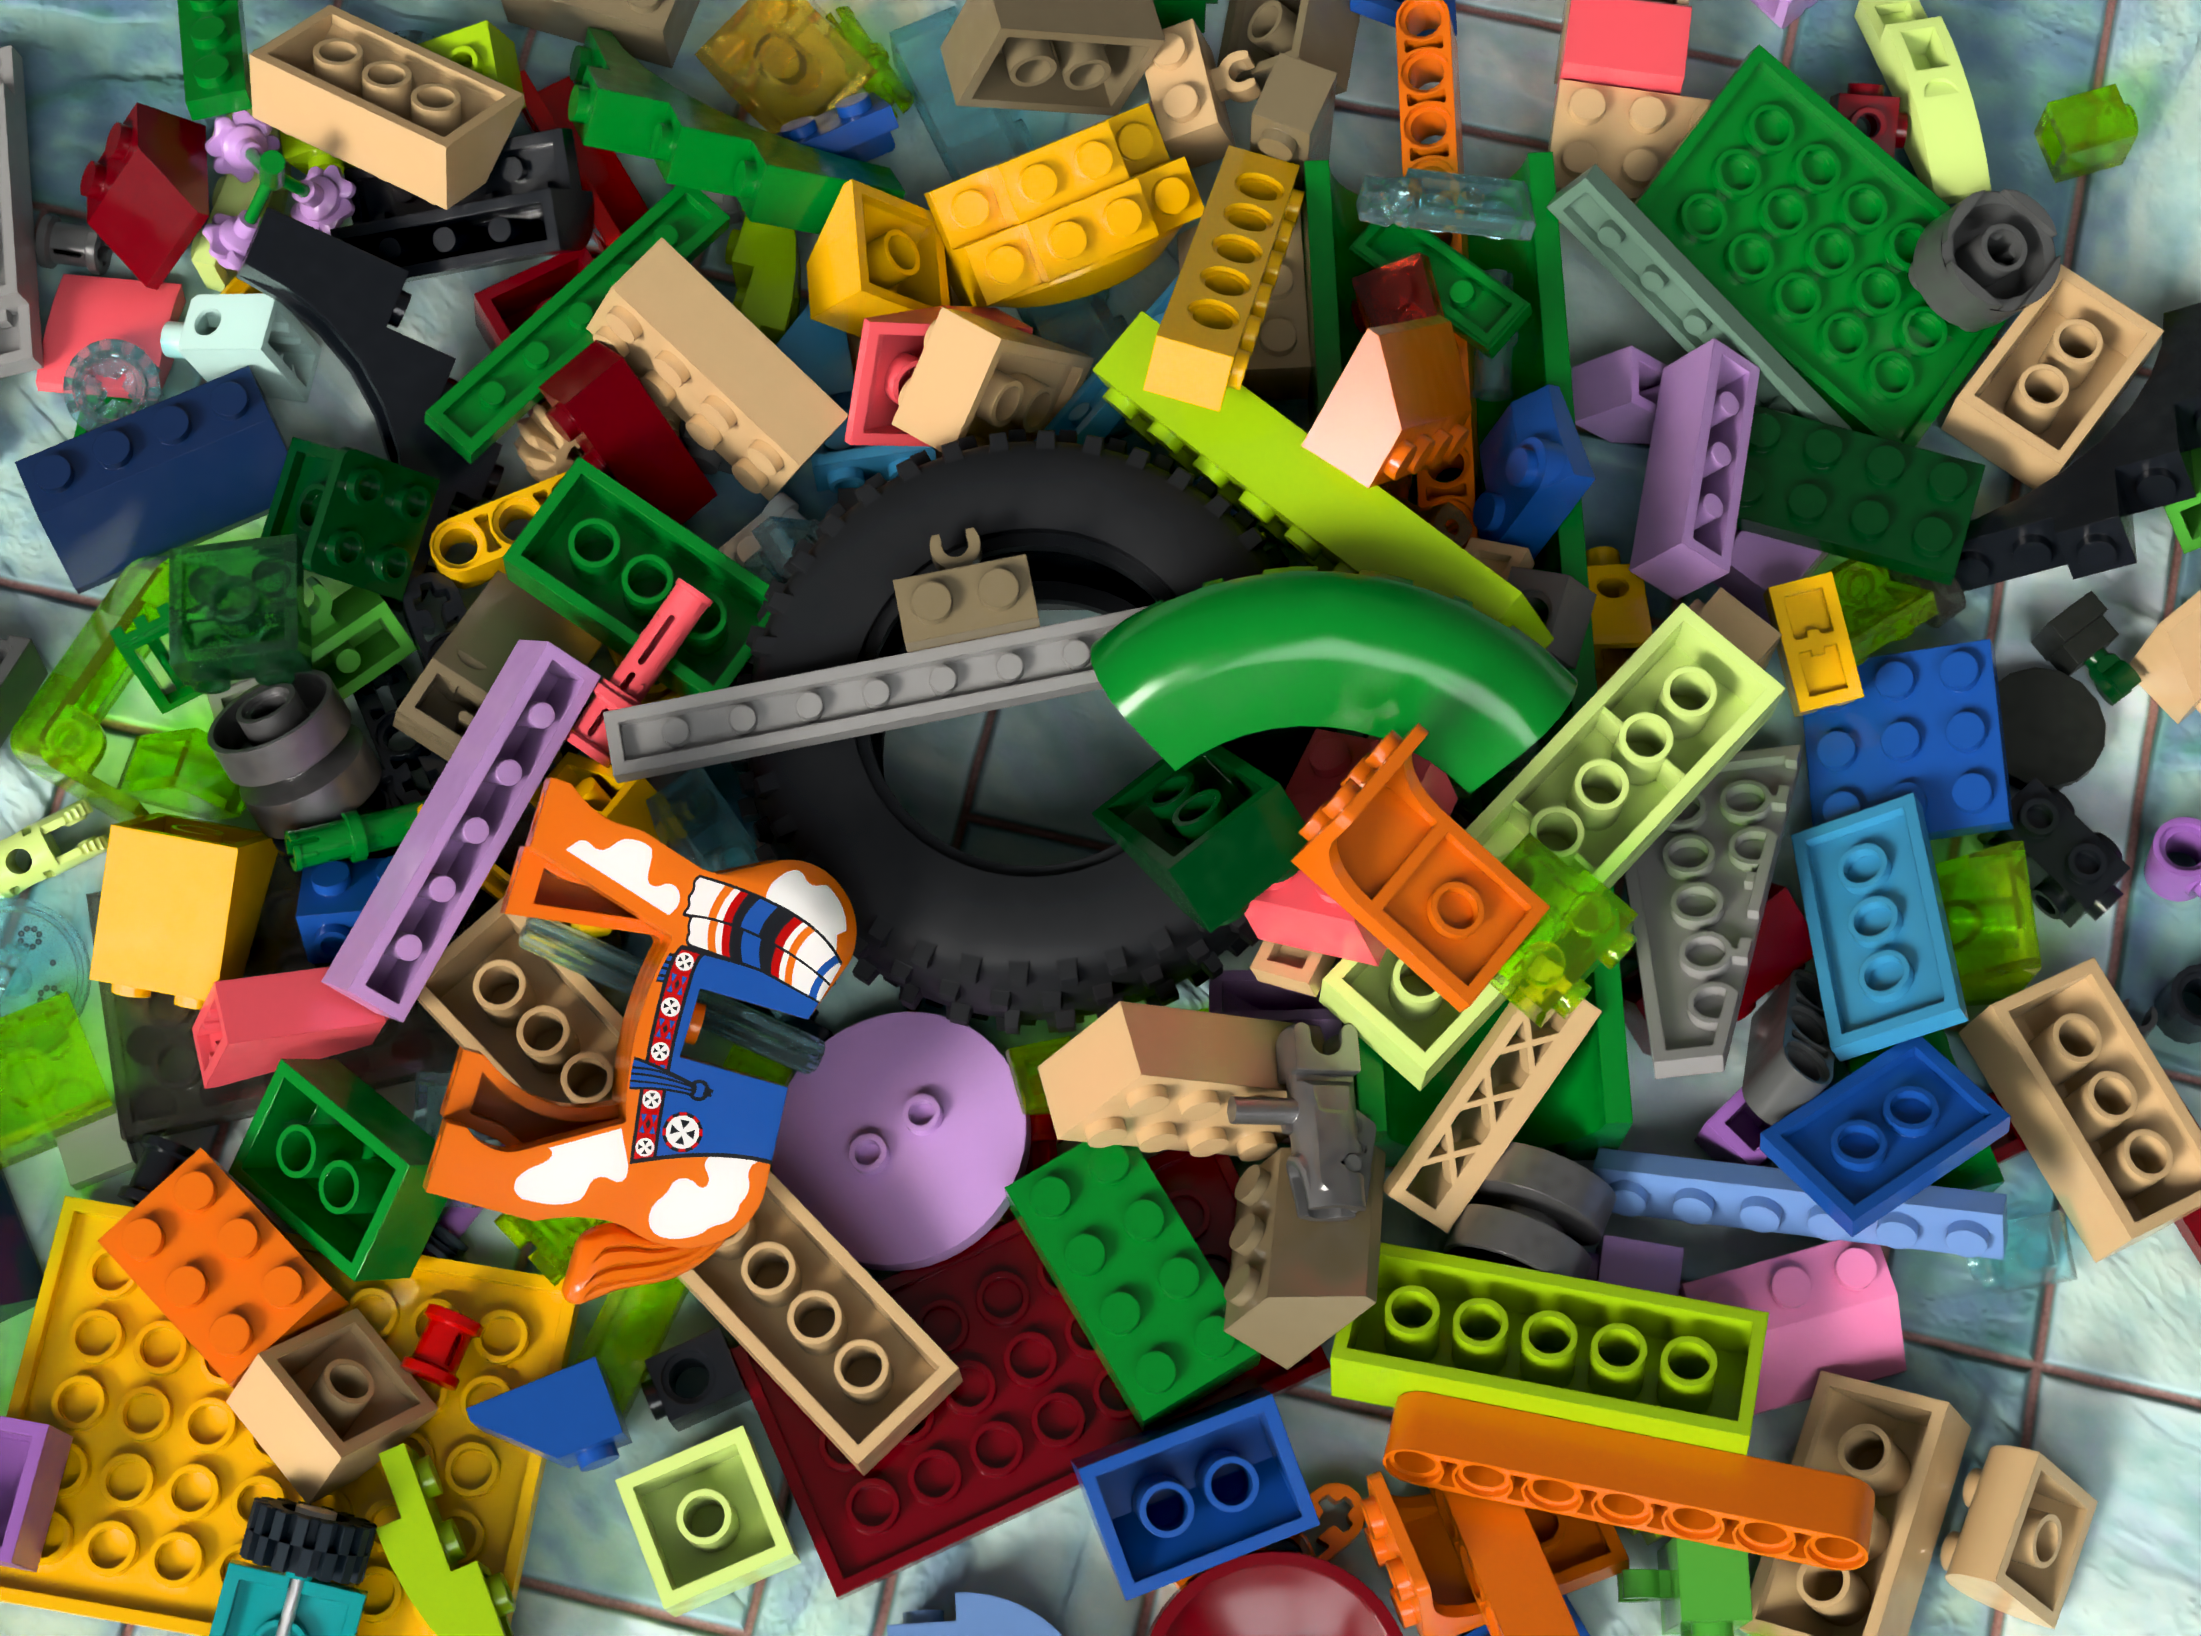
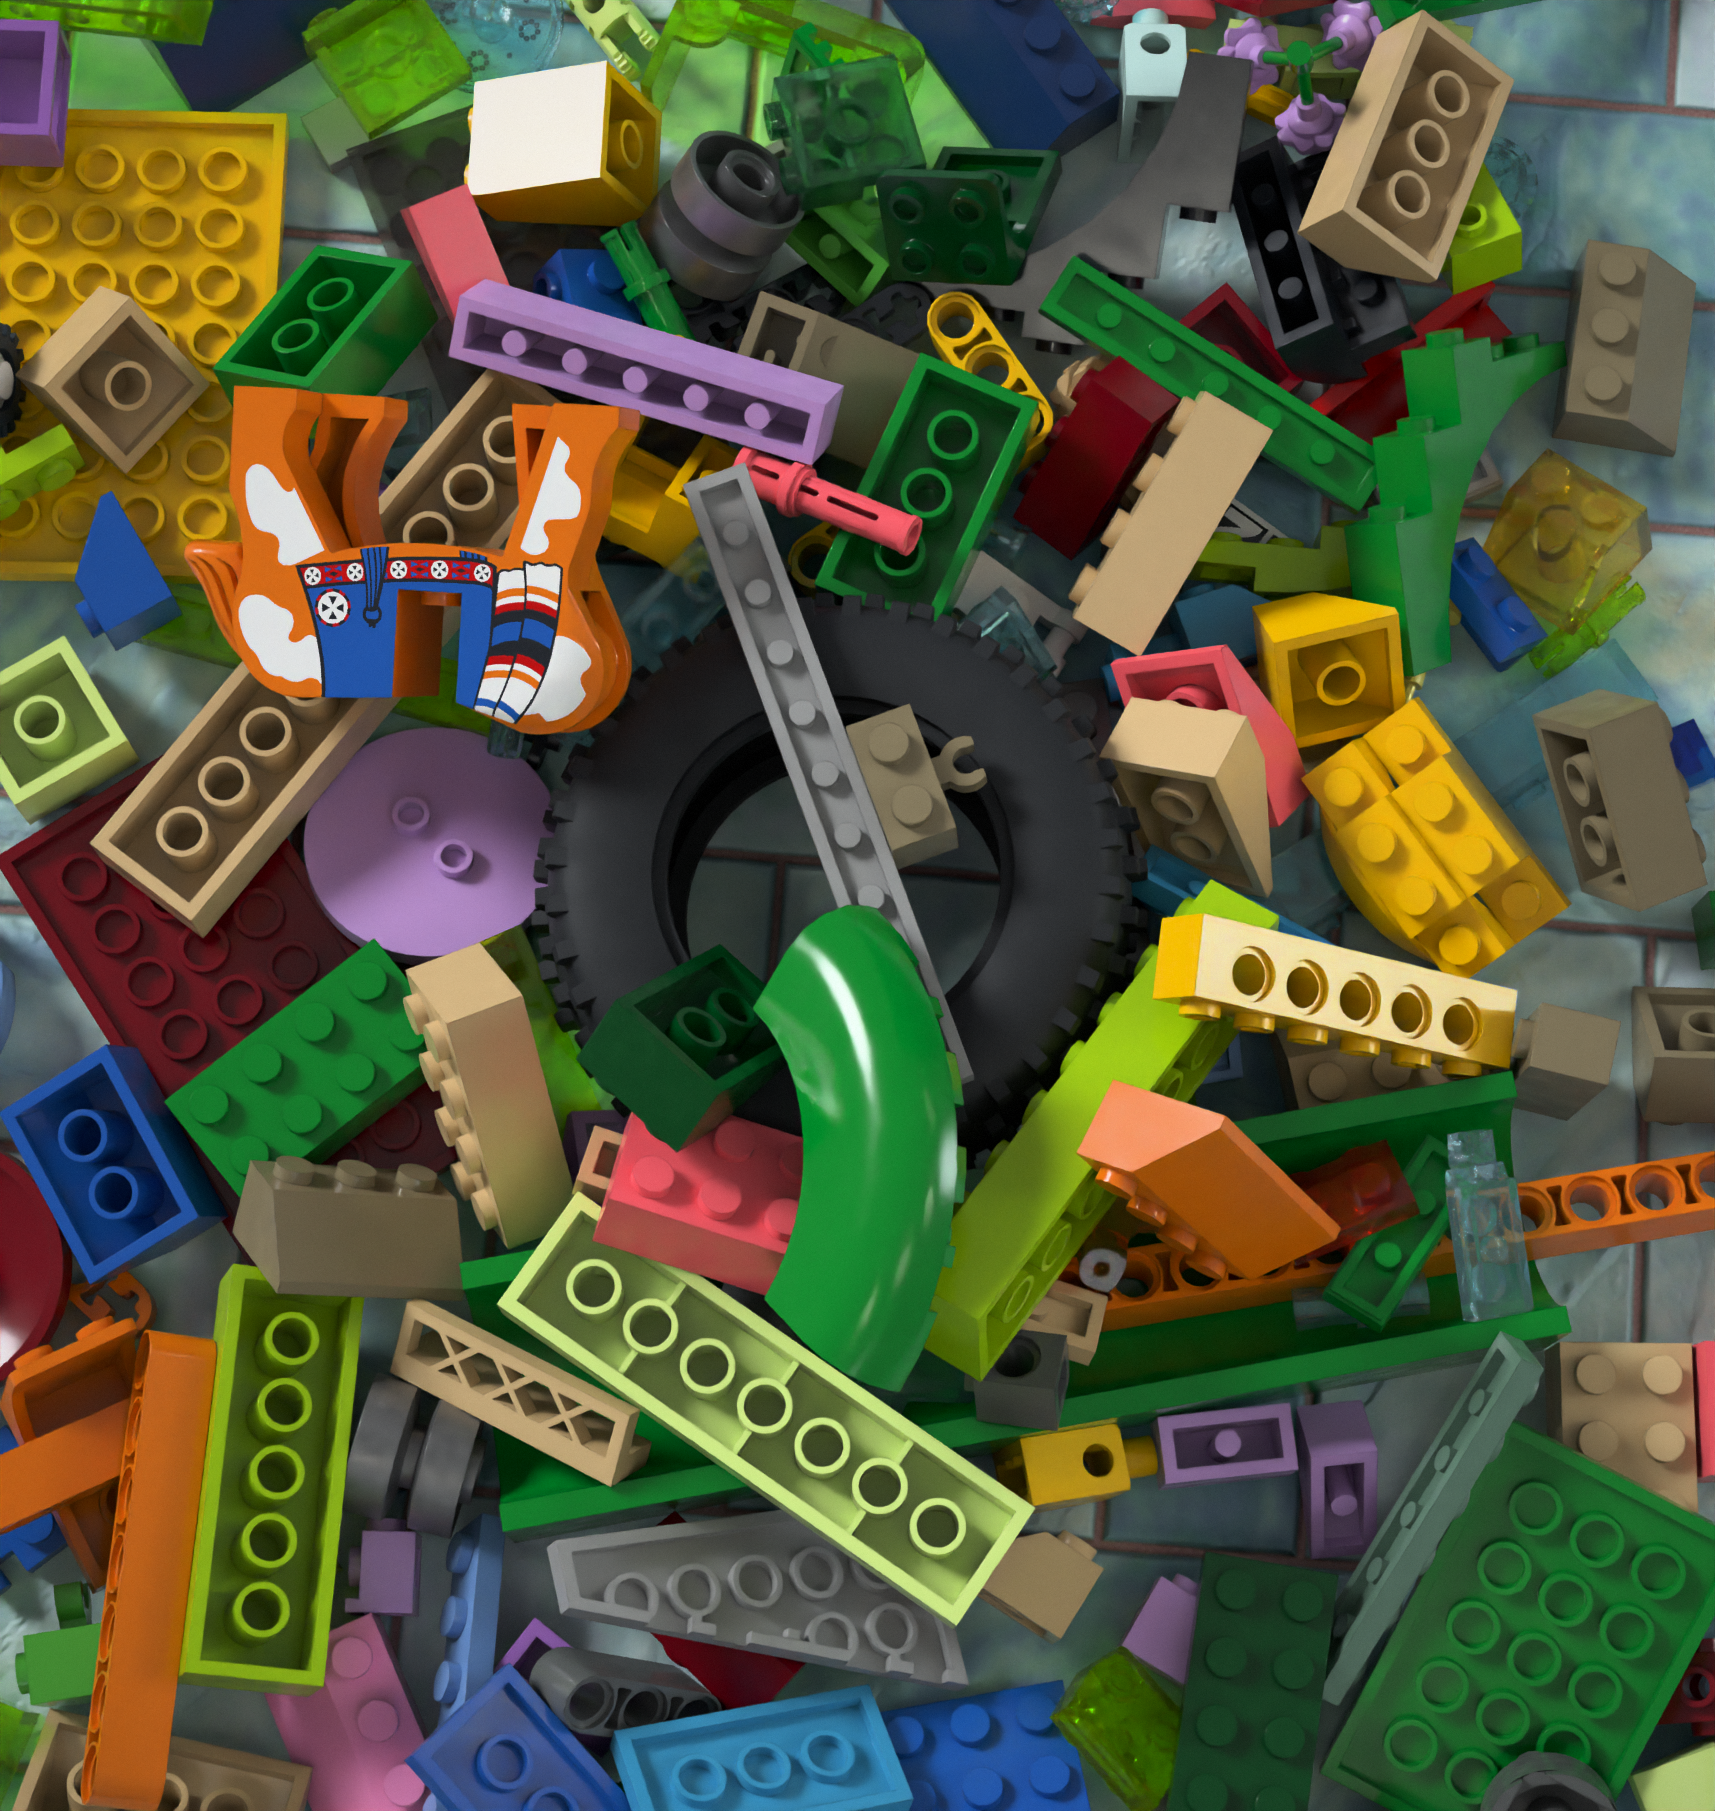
camera: 75 degrees right, 5 degrees up
(156, 1163) = (318, 189): black bush -> none
(180, 775) = (703, 107): clear neon green slope -> none
(220, 1267) = (219, 255): orange brick -> none
(442, 1346) = (176, 463): red bush -> none
(722, 1393) = (162, 674): black brick -> none
(1192, 94) = (1606, 959): tan brick -> none
(1327, 1133) = (447, 1227): flat silver piece -> none
(1417, 875) = (656, 1254): orange bracket -> none
(1531, 471) = (1189, 1349): blue slope -> none
(1569, 942) = (649, 1395): clear neon green plate -> none
(1614, 497) = (1224, 1446): none -> lavender brick
(1695, 470) = (1241, 1531): lavender brick -> none
(1813, 644) = (1063, 1675): yellow hinge -> none

